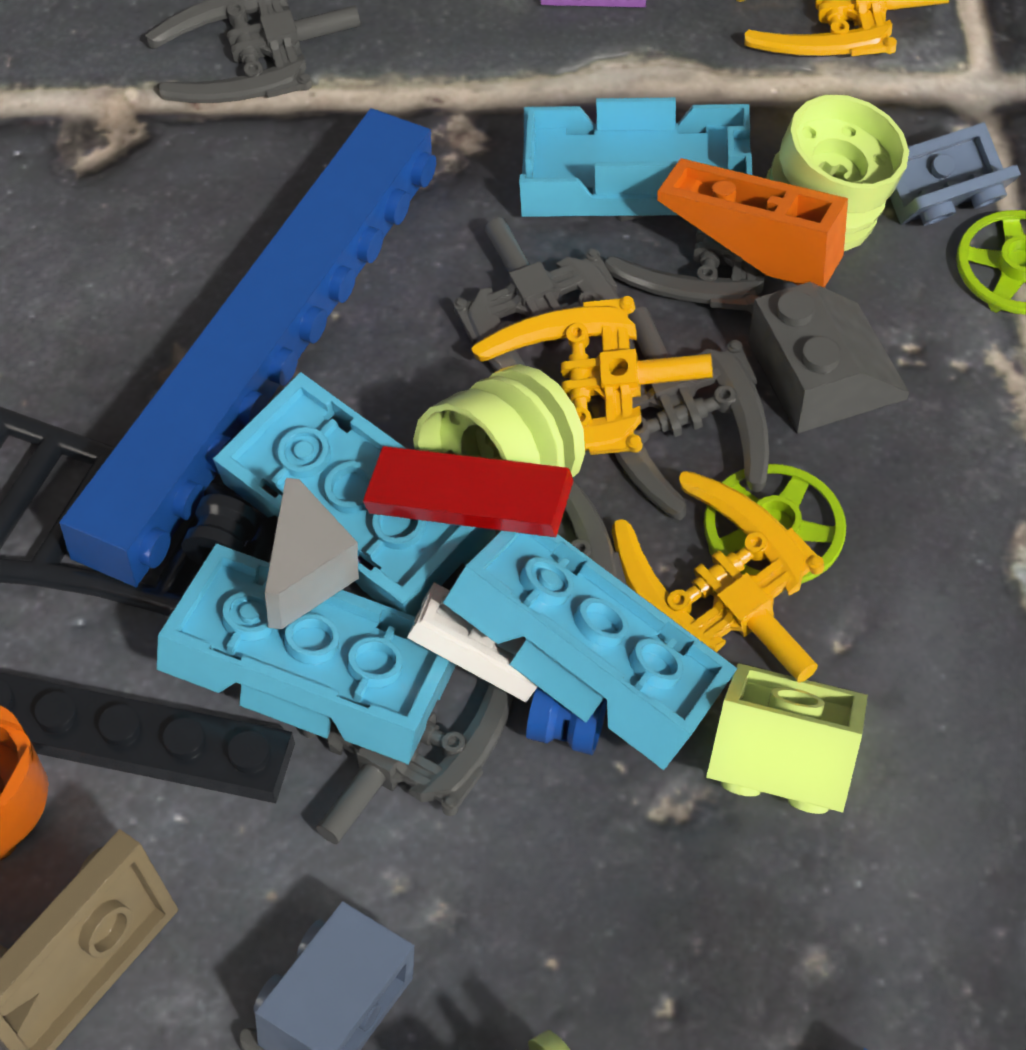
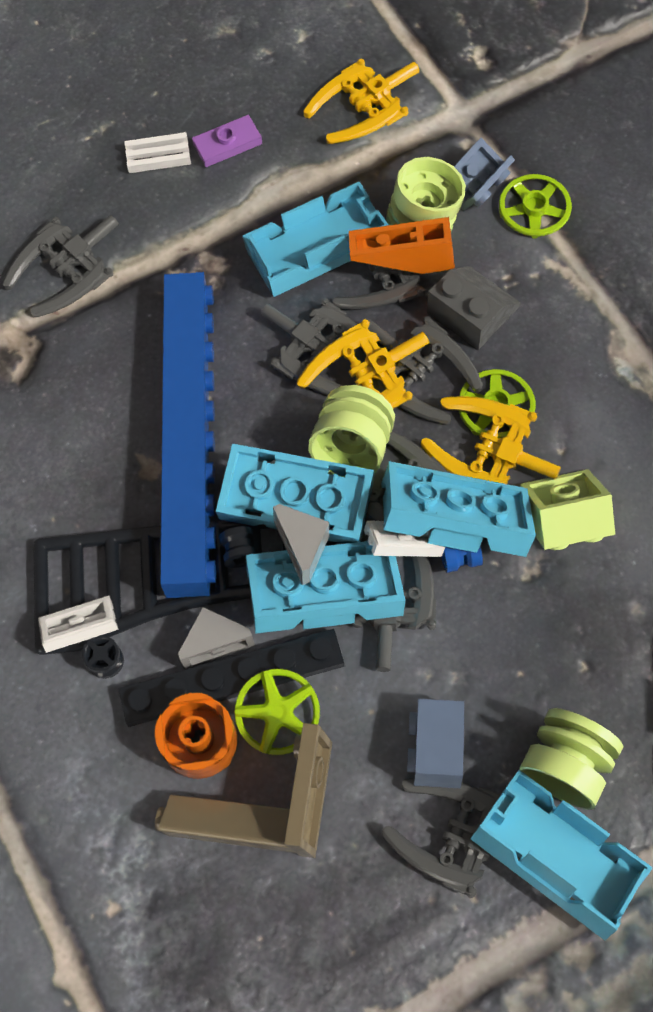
camera: 25 degrees left, 10 degrees up
(94, 653) = (213, 638): none -> light grey slope
(119, 805) = (275, 711): none -> lime wheel
(469, 491) = (362, 467): red tile -> none

